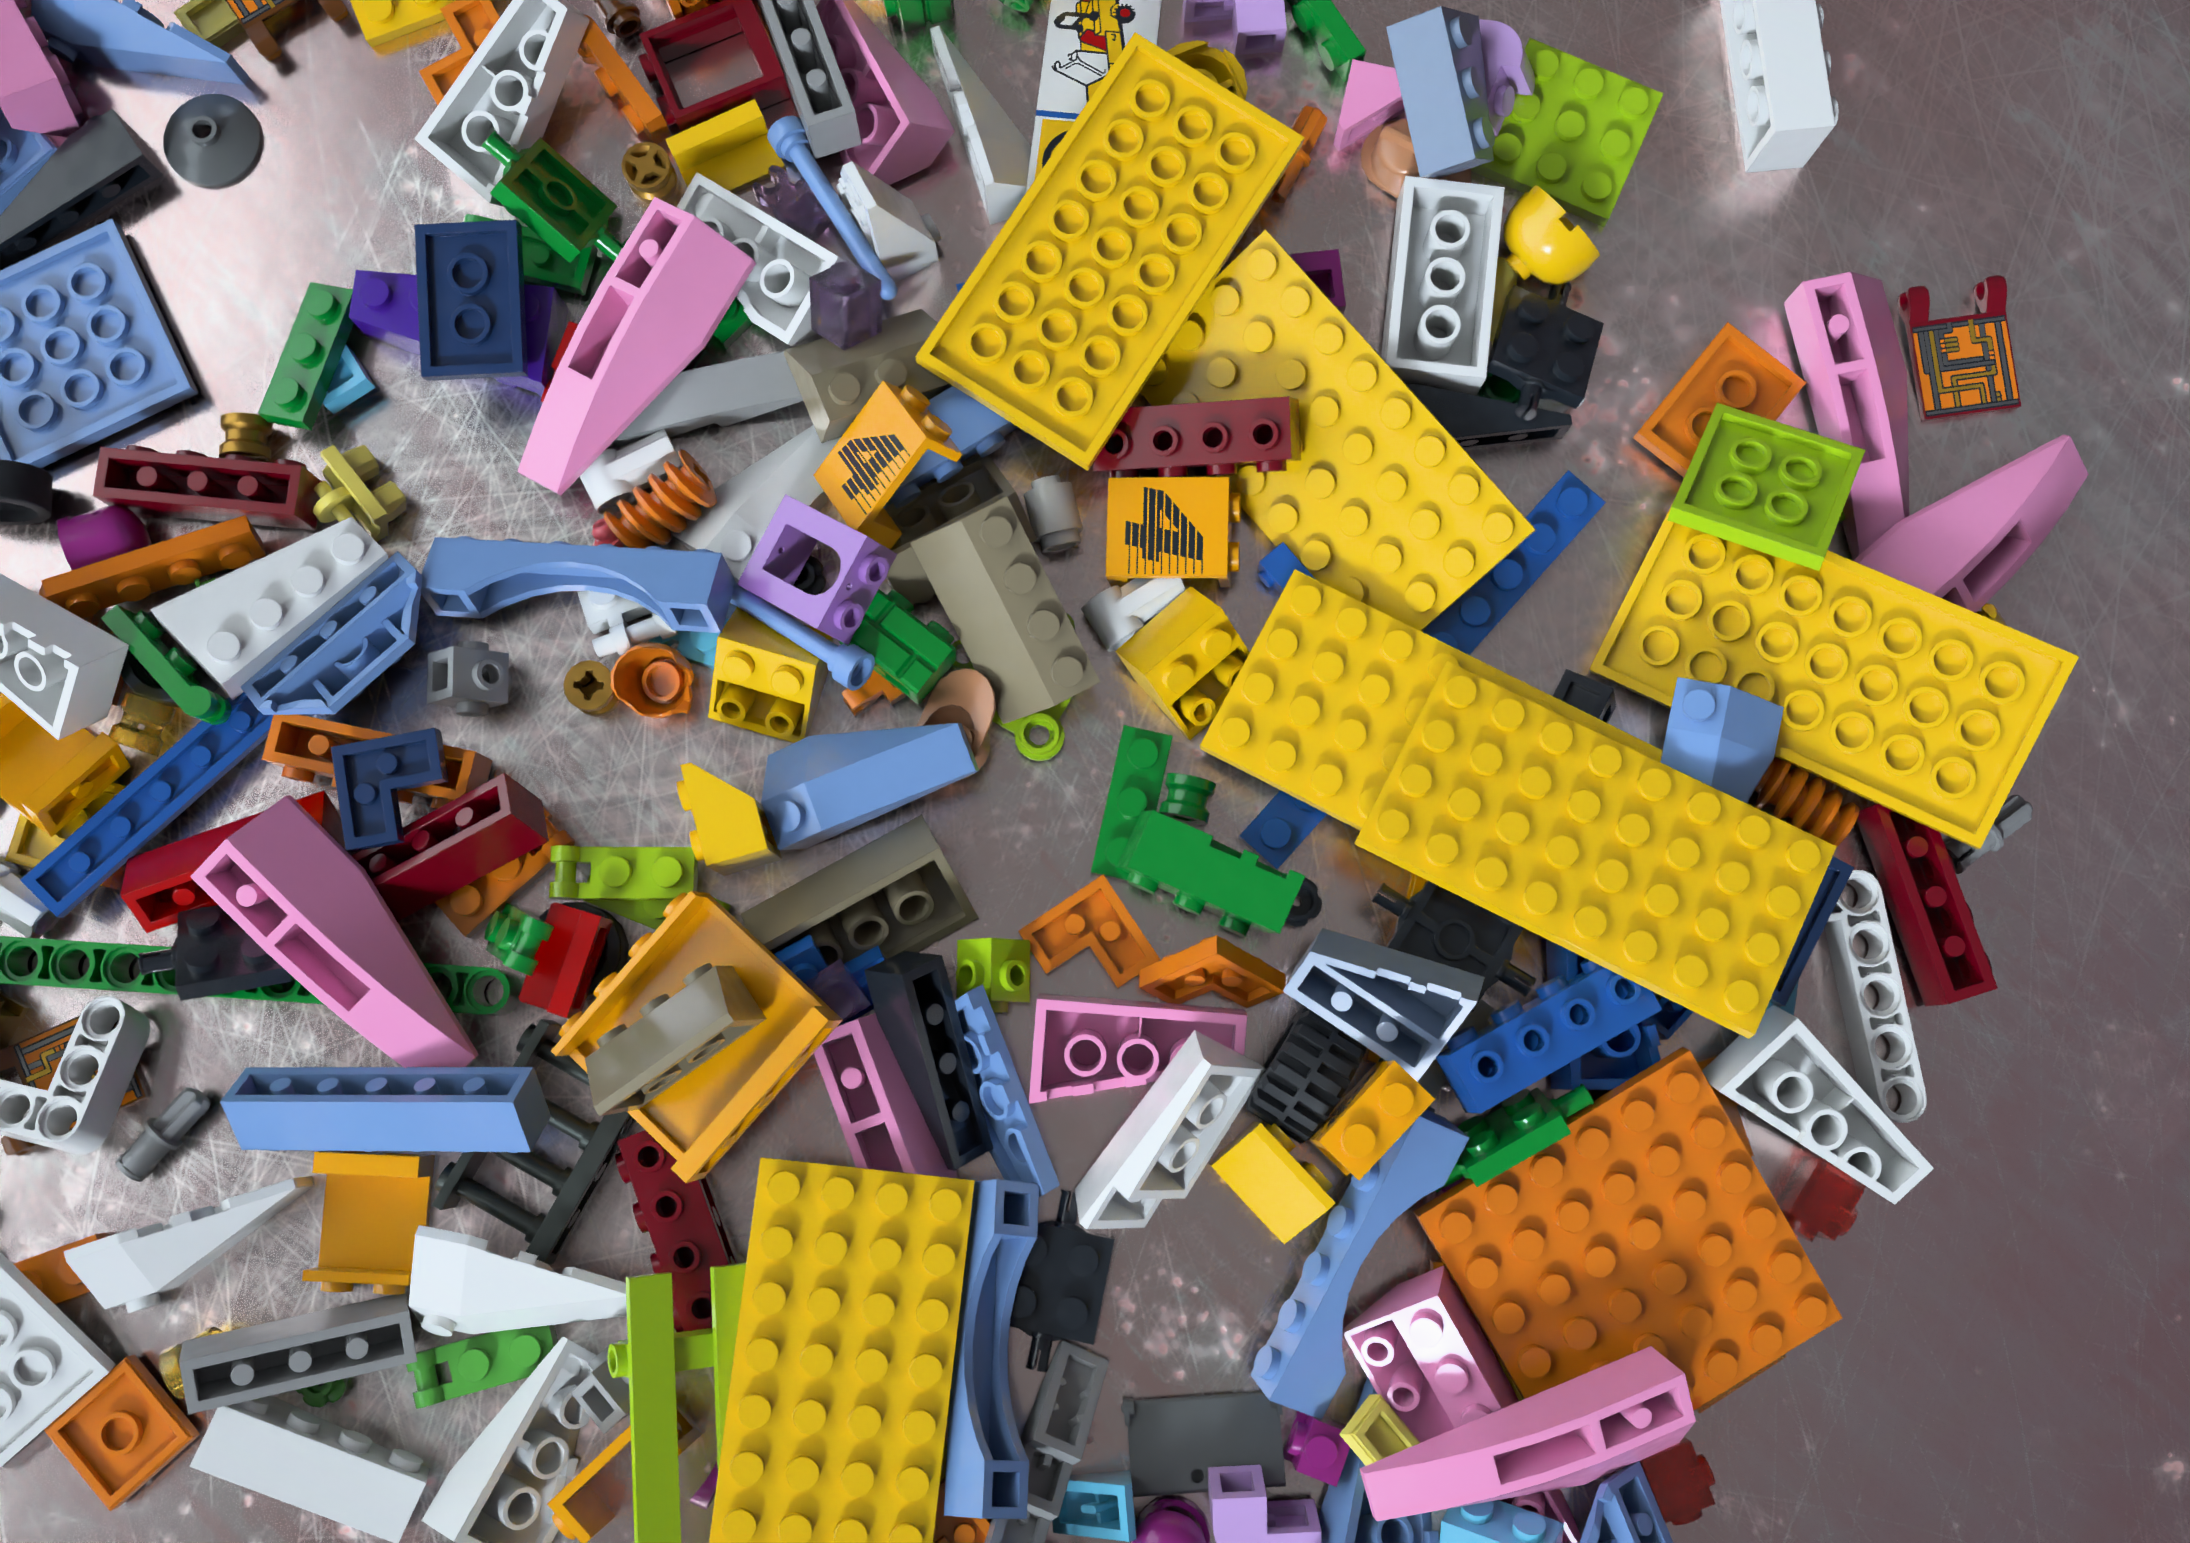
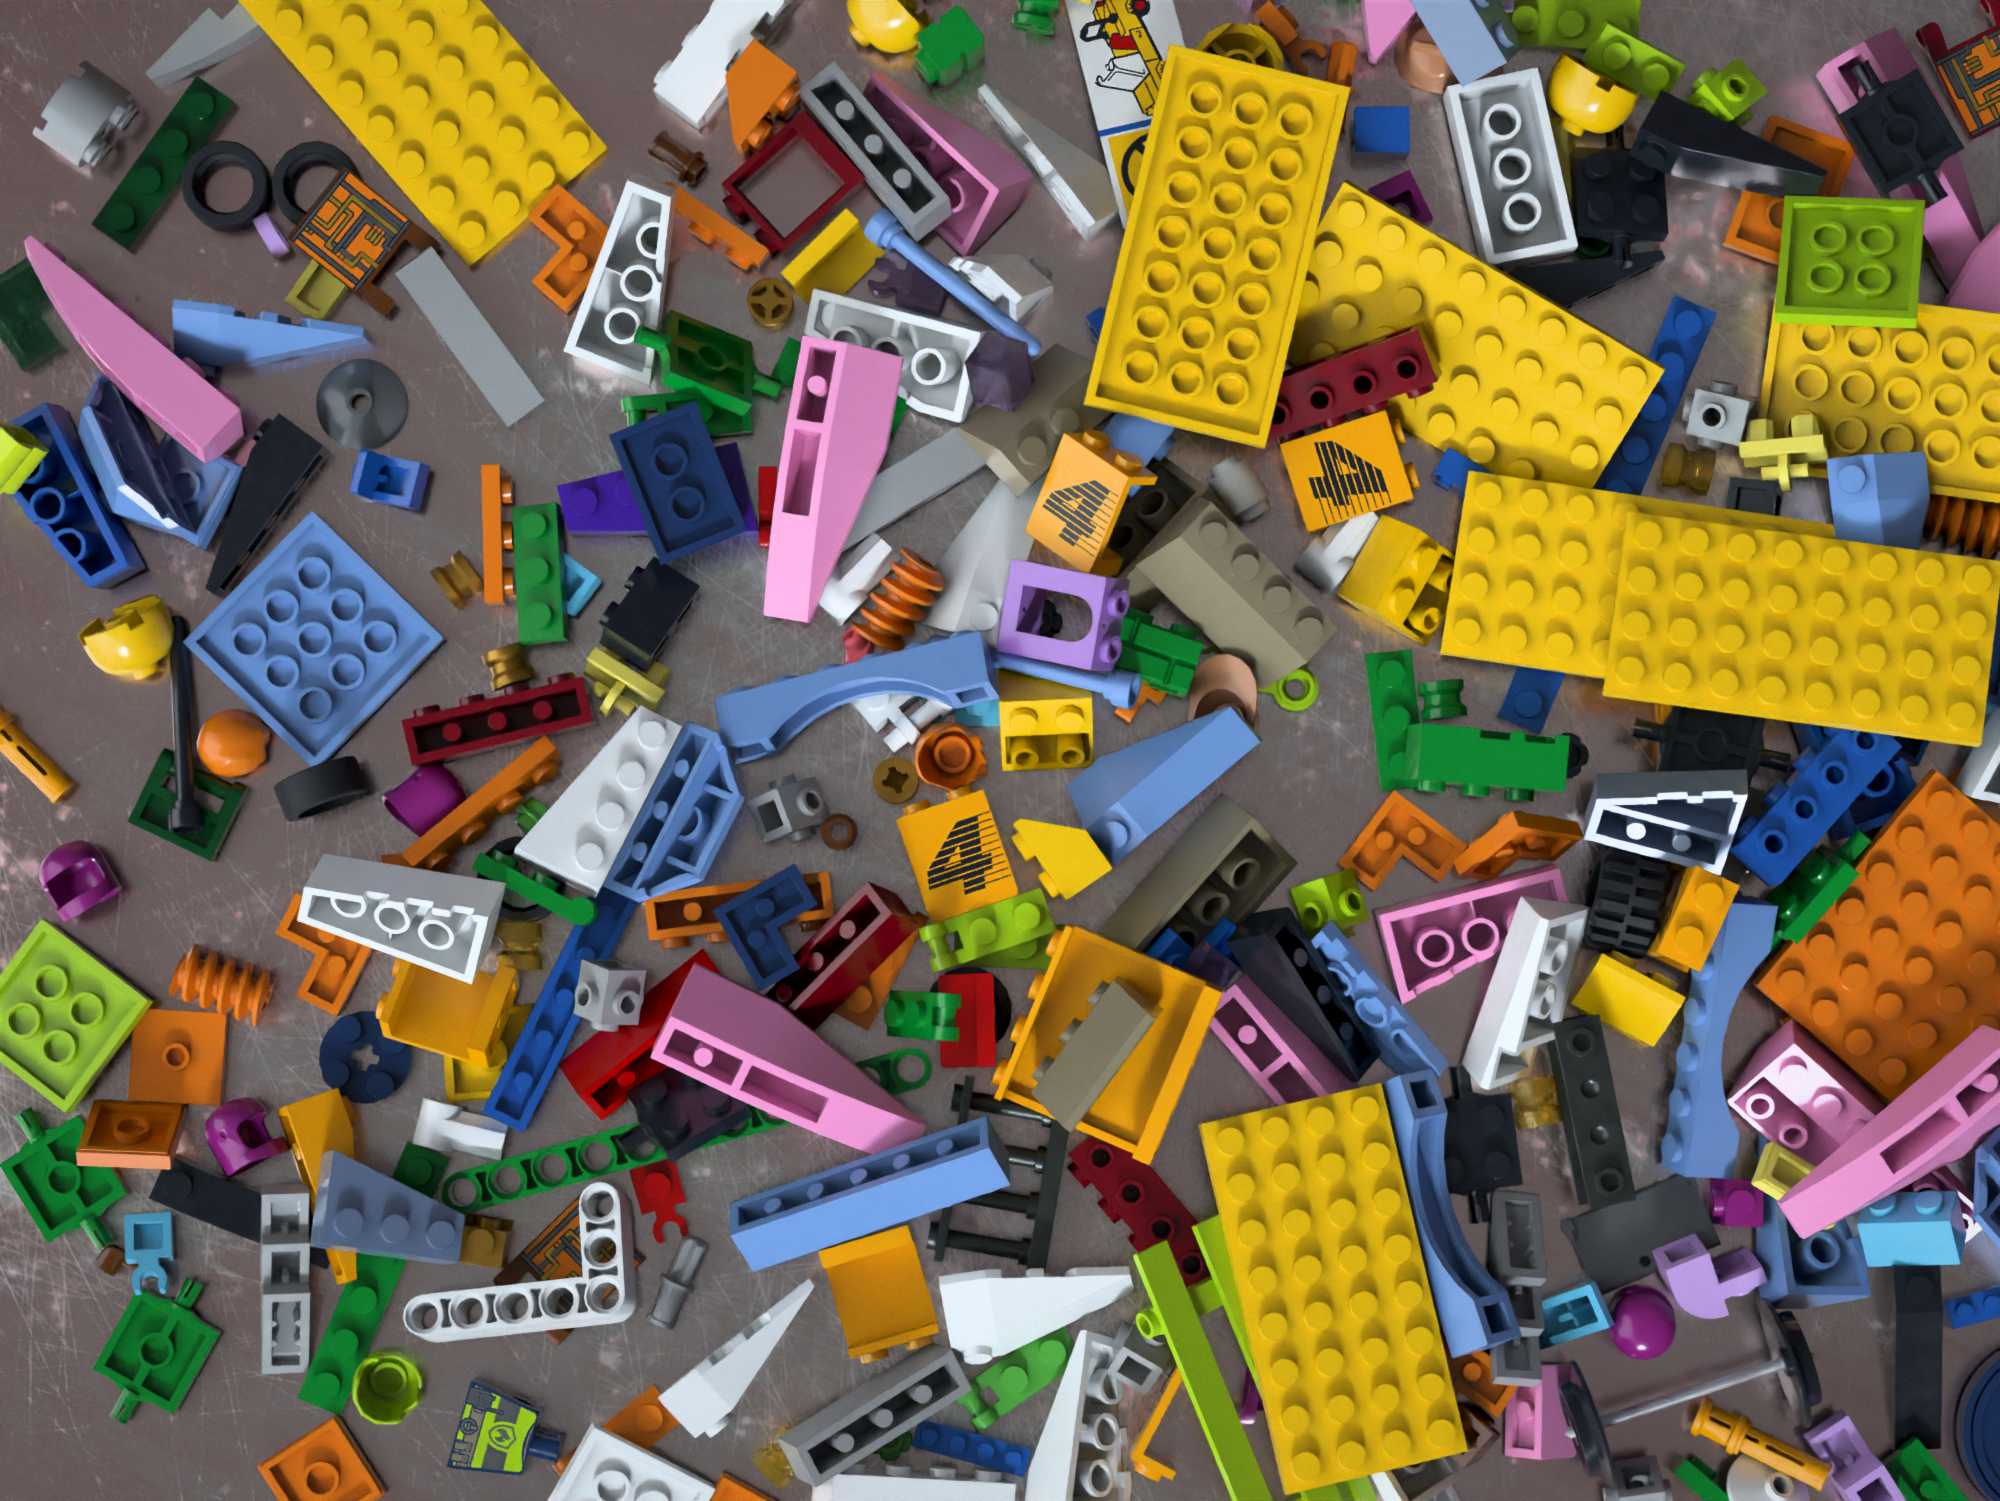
camera: 15 degrees left, 5 degrees up
(186, 1030) = (659, 1190): none -> red plate
(199, 214) = (389, 479): none -> blue bracket
(199, 800) = (609, 993): none -> light grey brick
(230, 335) = (457, 579): none -> pearl gold wheel
(300, 263) = (497, 535): none -> orange plate
(337, 104) = (469, 336): none -> light grey slope
(401, 1422) = (972, 1446): none -> blue piece
(402, 431) = (648, 613): none -> black brick
(504, 712) = (829, 824): none -> reddish brown pin
(622, 783) = (956, 854): none -> light orange panel
(1138, 1260) = (1536, 1102): none -> clear yellow wheel
(1189, 1295) = (1589, 1113): none -> pearl dark grey fence
(1259, 77) = (1282, 27): none -> orange plate
(1321, 210) = (1381, 133): none -> blue panel
(1532, 656) = (1697, 473): none -> clear yellow wheel
(1590, 612) = (1734, 410): none -> light grey brick
(1606, 224) = (1633, 61): none -> lime plate
(1632, 663) = (1783, 457): none -> light yellow hips
(1658, 332) = (1713, 151): none -> black slope
(1685, 288) = (1717, 92): none -> lime brick
(1861, 371) = (1899, 132): none -> black plate

